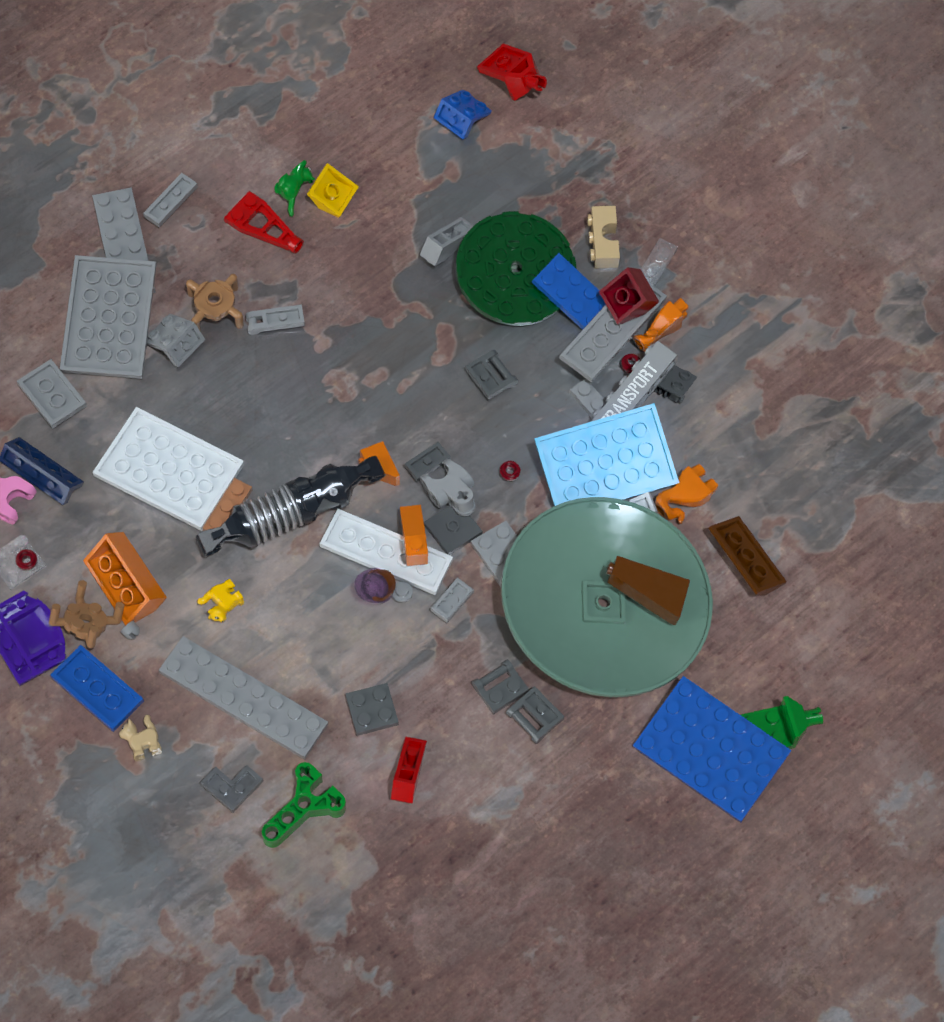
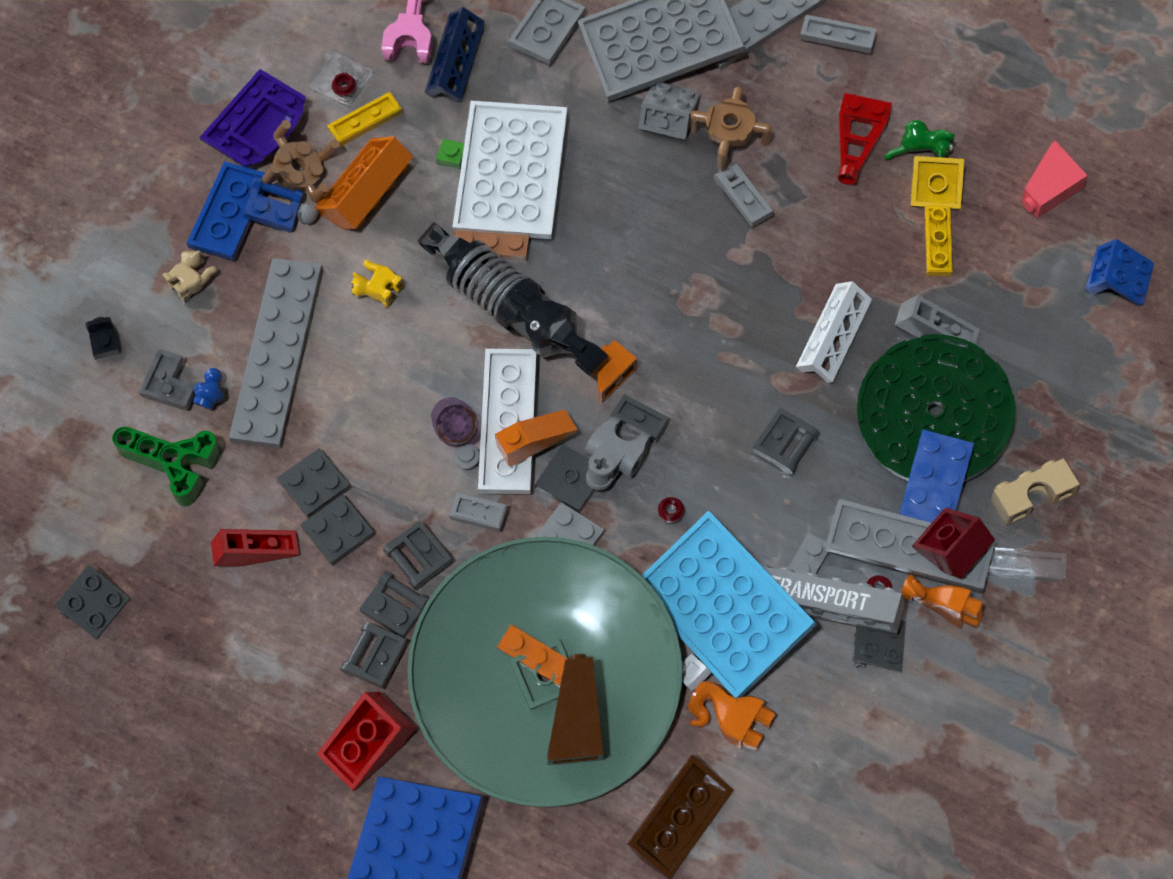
camera: 75 degrees right, 0 degrees up
(62, 558) = (364, 119): none -> yellow tile
(115, 656) = (269, 210): none -> blue plate
(130, 506) = (450, 154): none -> bright green plate
(166, 824) = (102, 337): none -> black bracket
(255, 760) = (209, 392): none -> blue animal
(368, 119) = (1053, 181): none -> coral slope
(387, 215) = (938, 251): none -> yellow tile
(399, 906) = (91, 601): none -> dark grey hinge
(404, 294) = (830, 322): none -> white fence
(419, 705) = (337, 530): none -> dark grey plate
(466, 648) = (424, 549): none -> dark grey plate
(574, 608) = (519, 643): none -> orange plate
(601, 743) = (365, 739): none -> red slope

